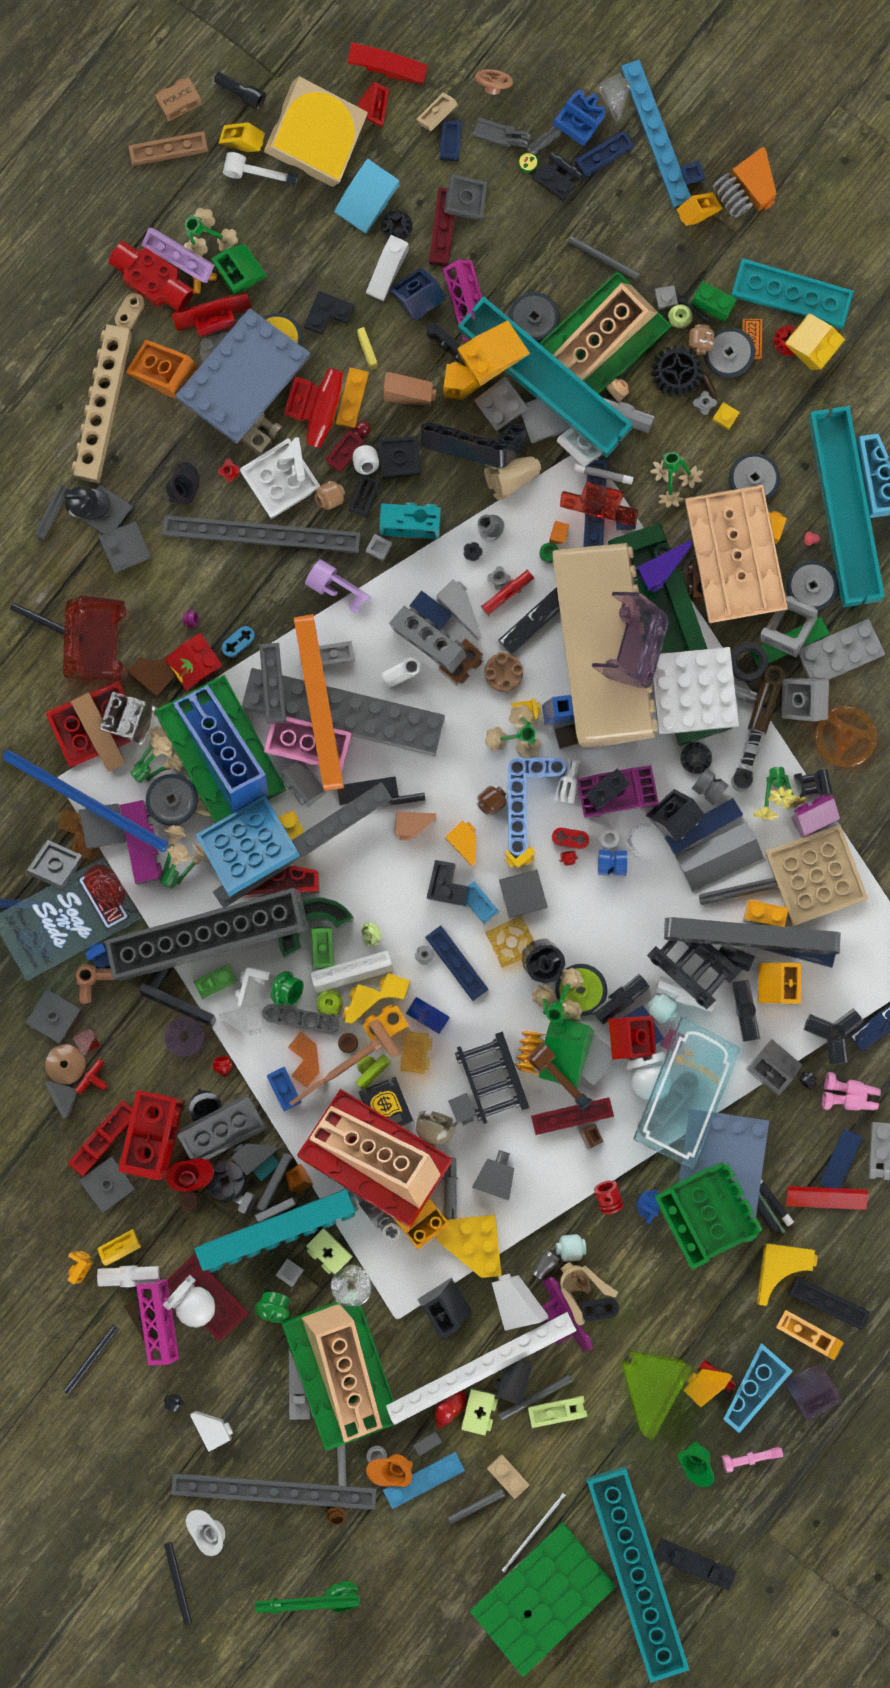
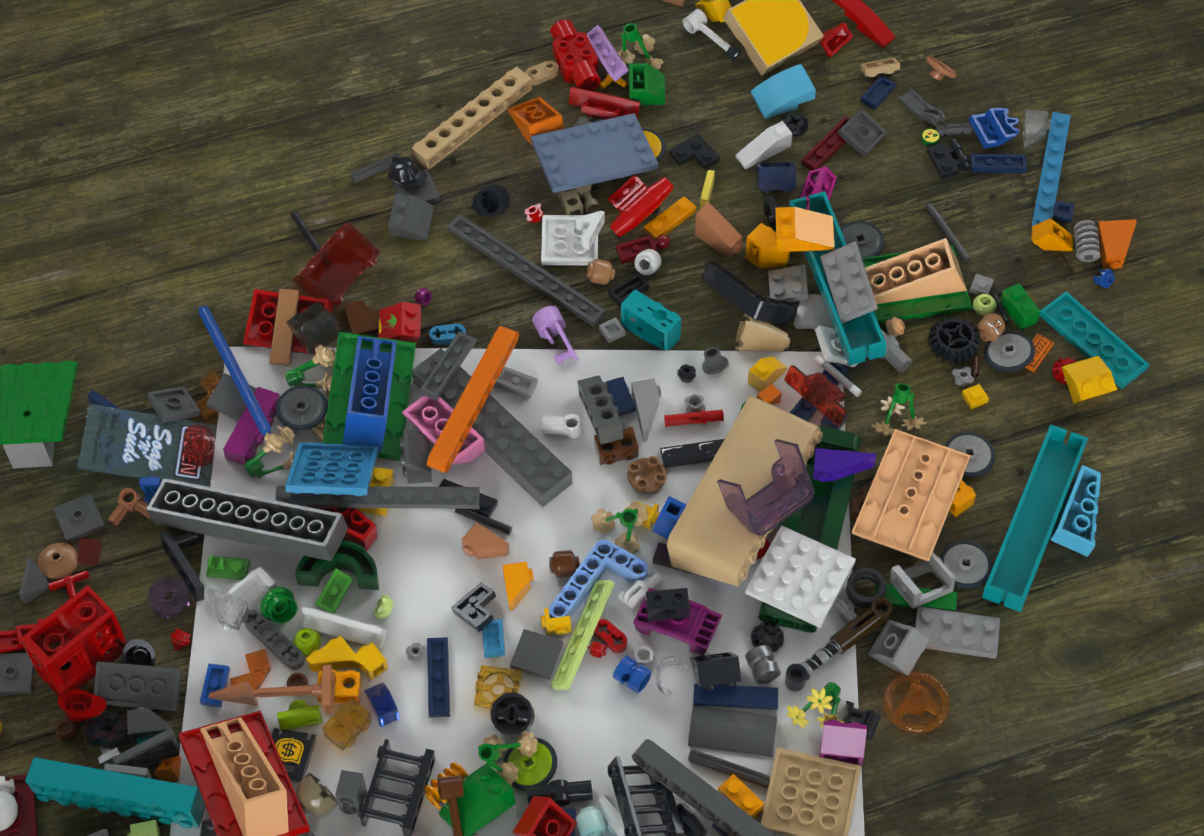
camera: 35 degrees right, 25 degrees down
(399, 457) = (677, 277): black plate -> none
(540, 508) = (765, 372): none -> yellow slope
(548, 852) = (582, 635): none -> yellowish green tile
(563, 380) = (849, 282): none -> light grey plate
(770, 224) = (1105, 279): none -> blue plate
(811, 538) = (989, 528): coral piece -> none

